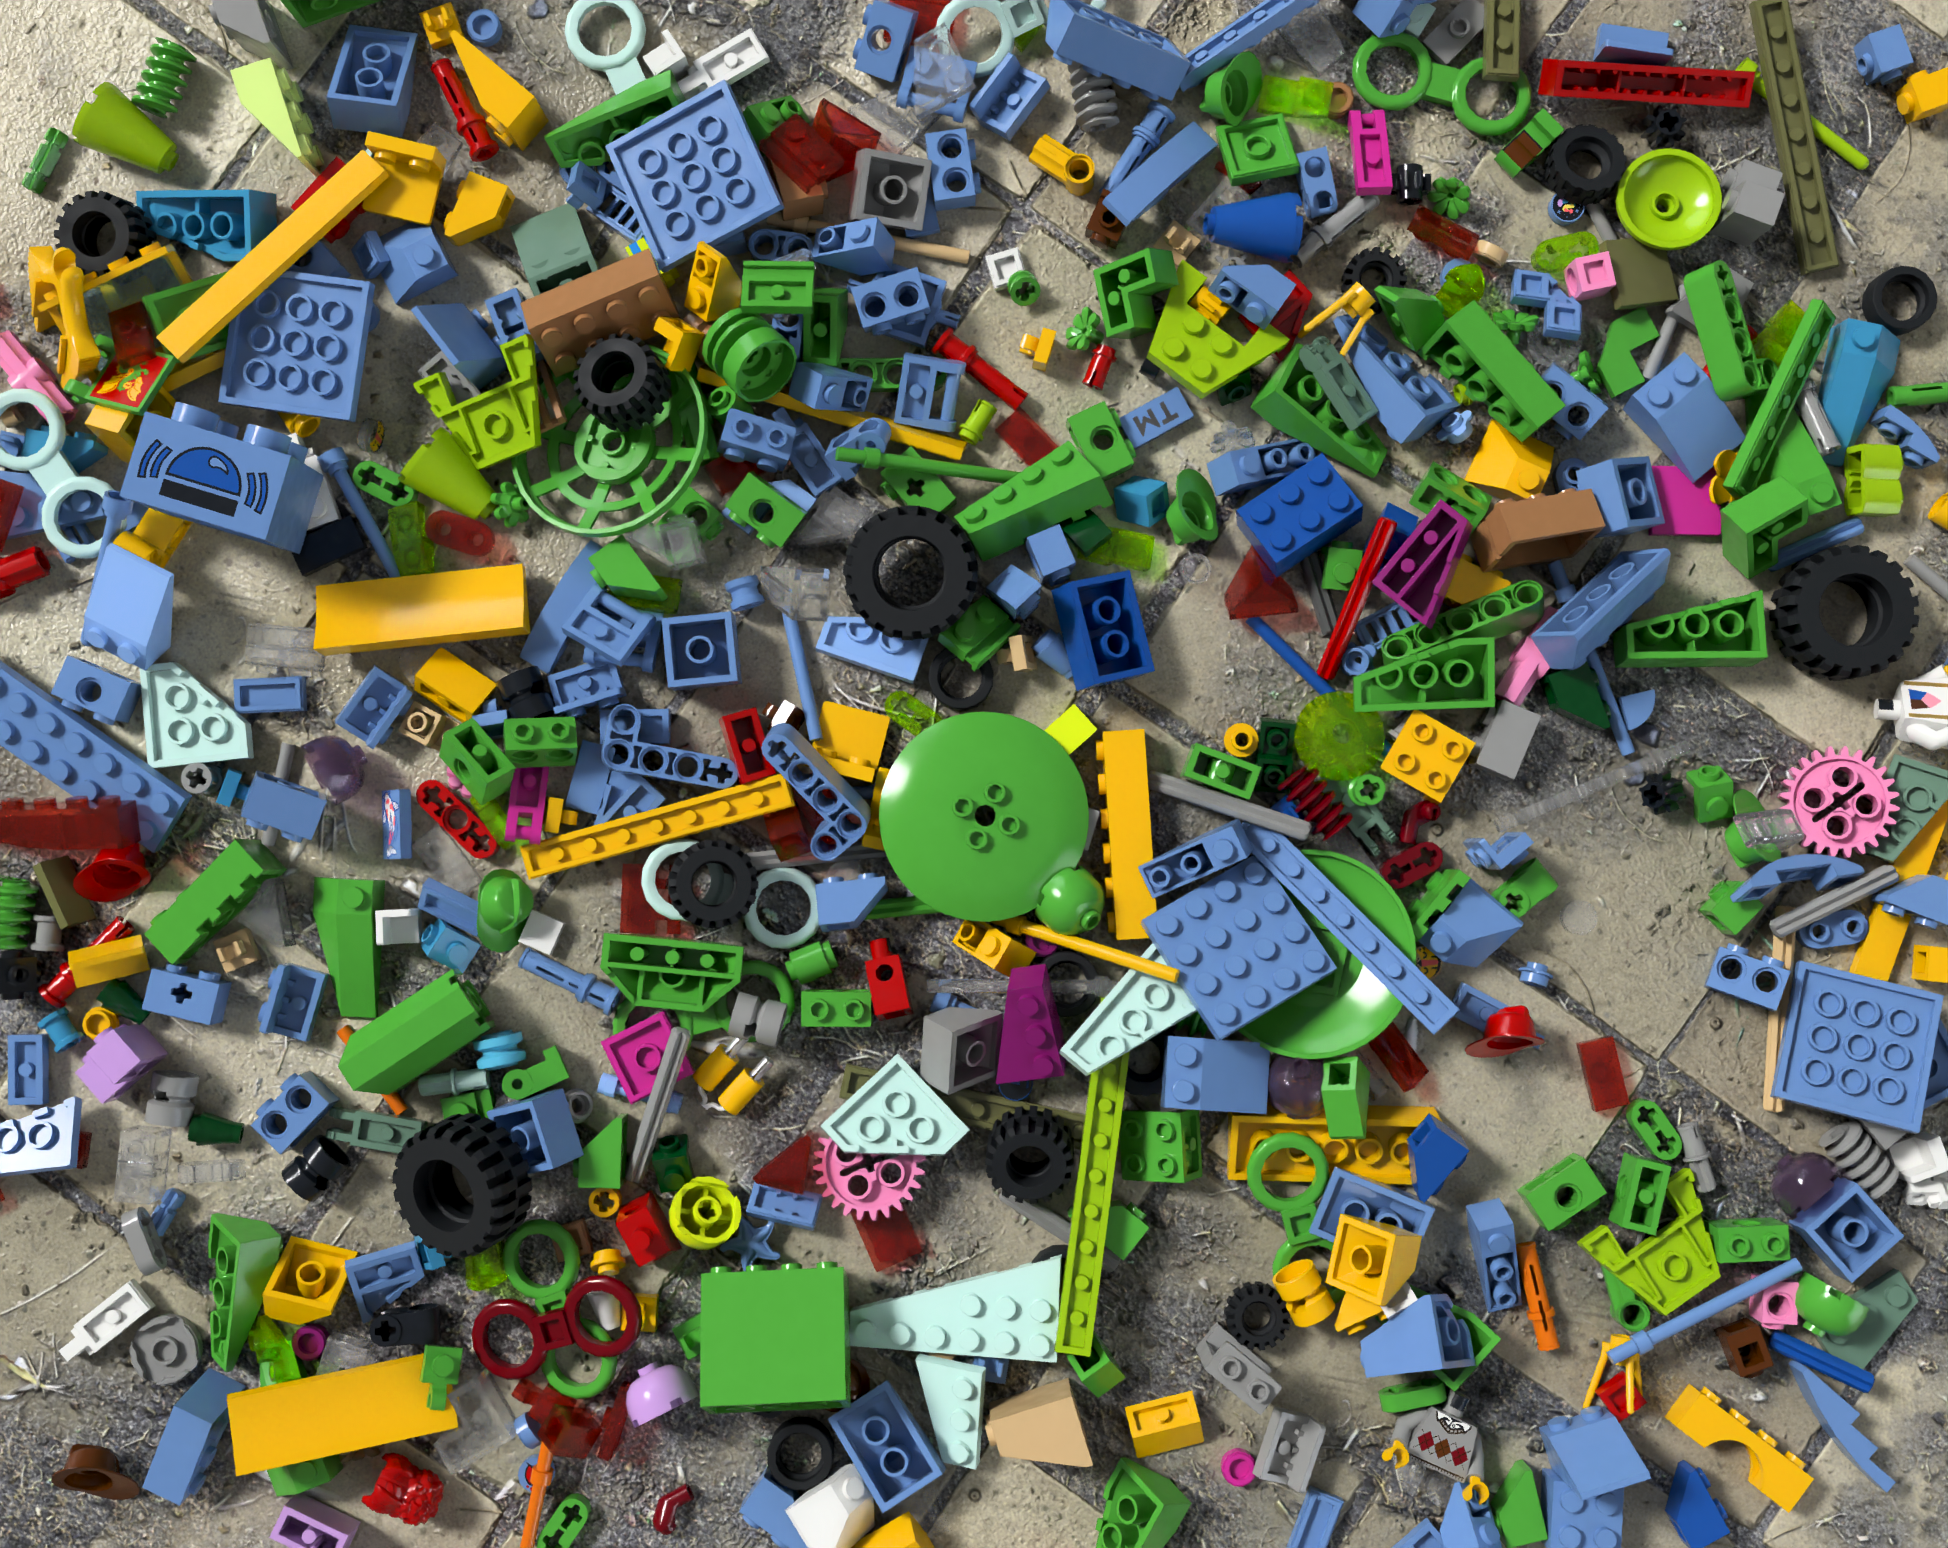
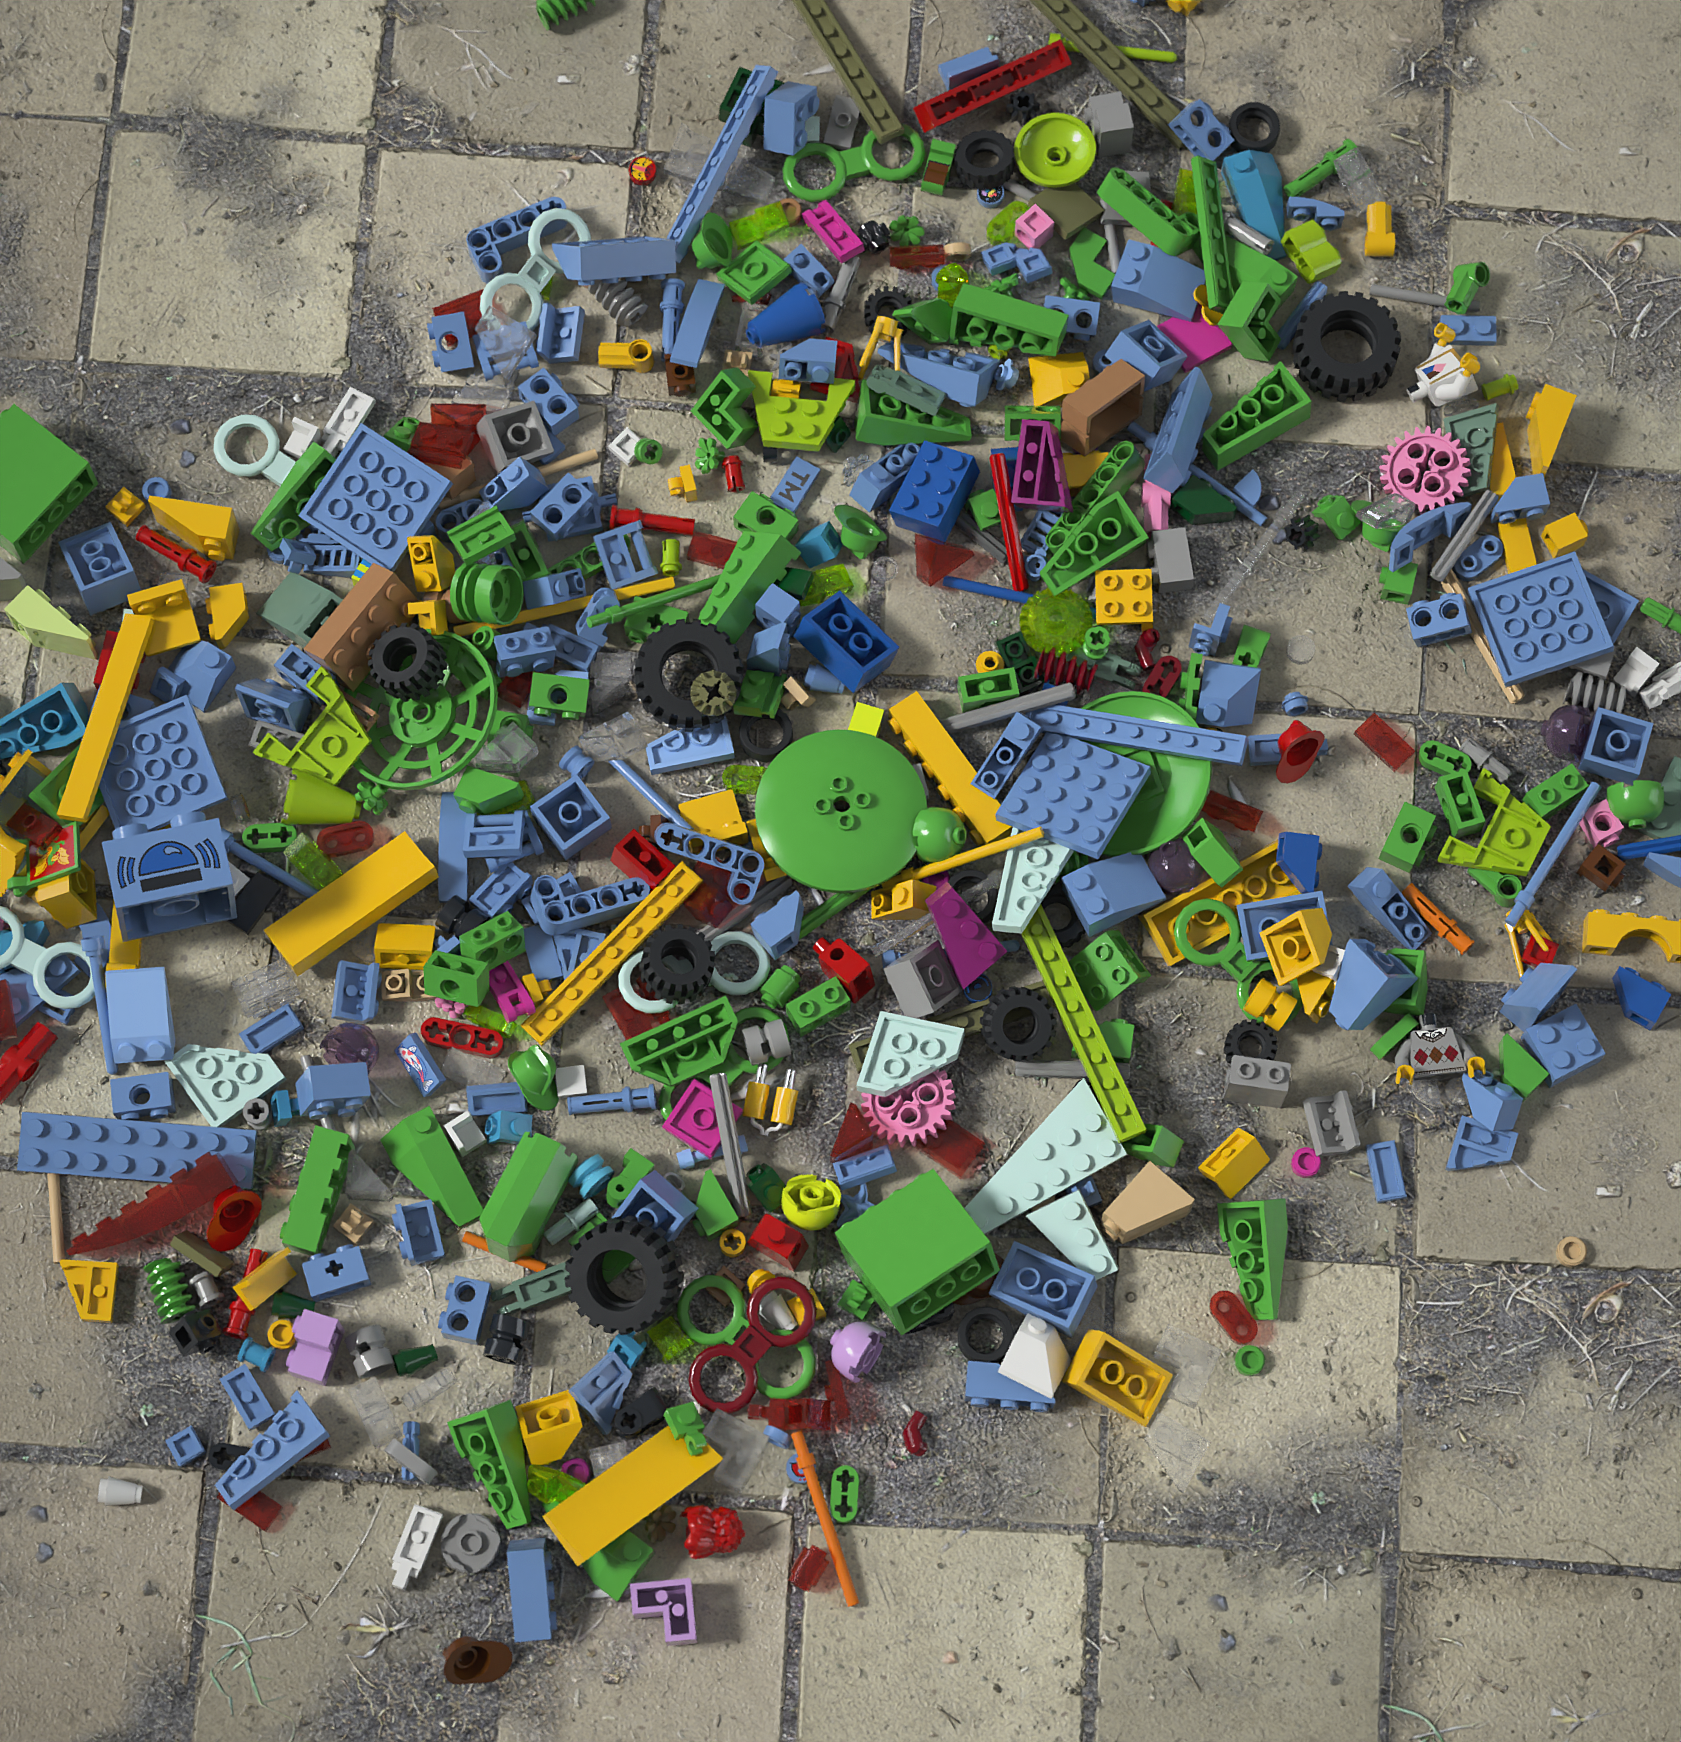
camera: 30 degrees left, 15 degrees down
(924, 598) = (716, 706): none -> olive gear
(1832, 274) = (1196, 137): none -> medium blue brick

